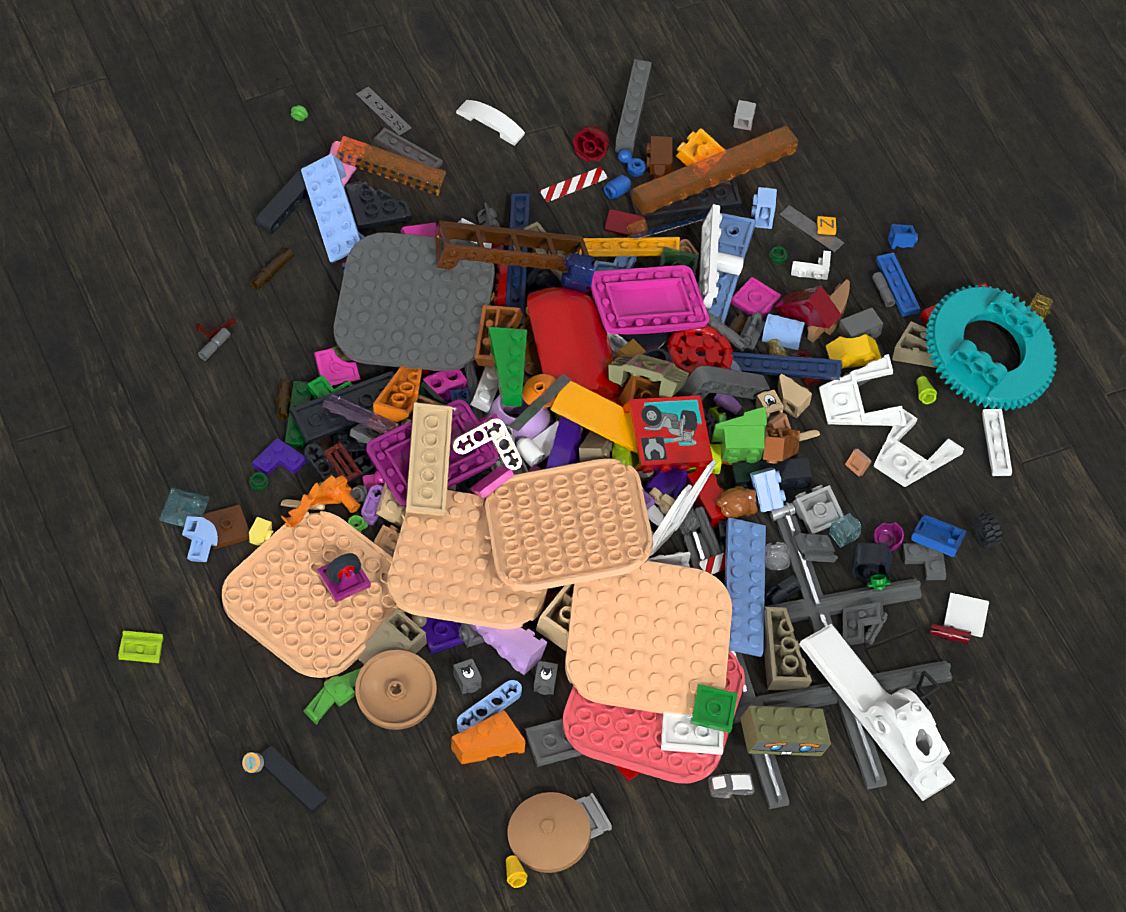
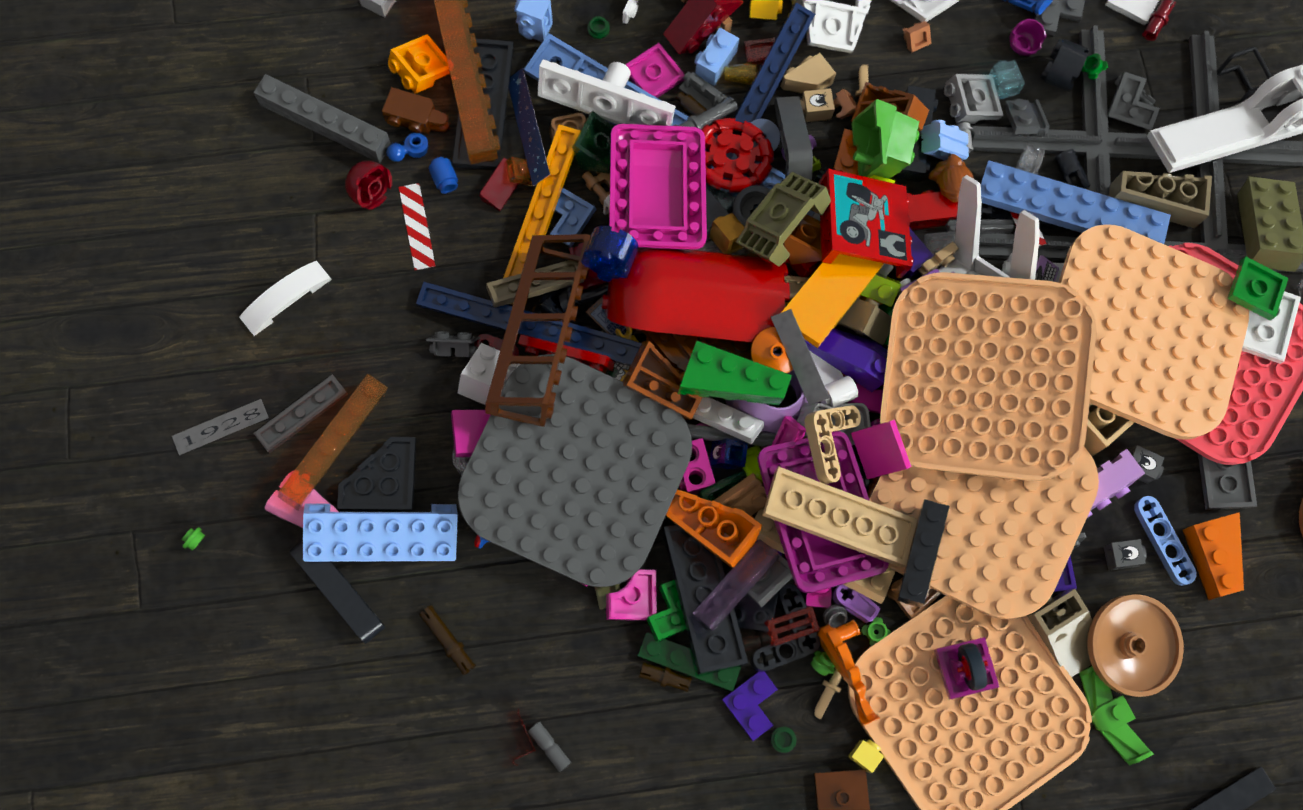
camera: 75 degrees left, 20 degrees up
(419, 518) = (923, 553): none -> black brick

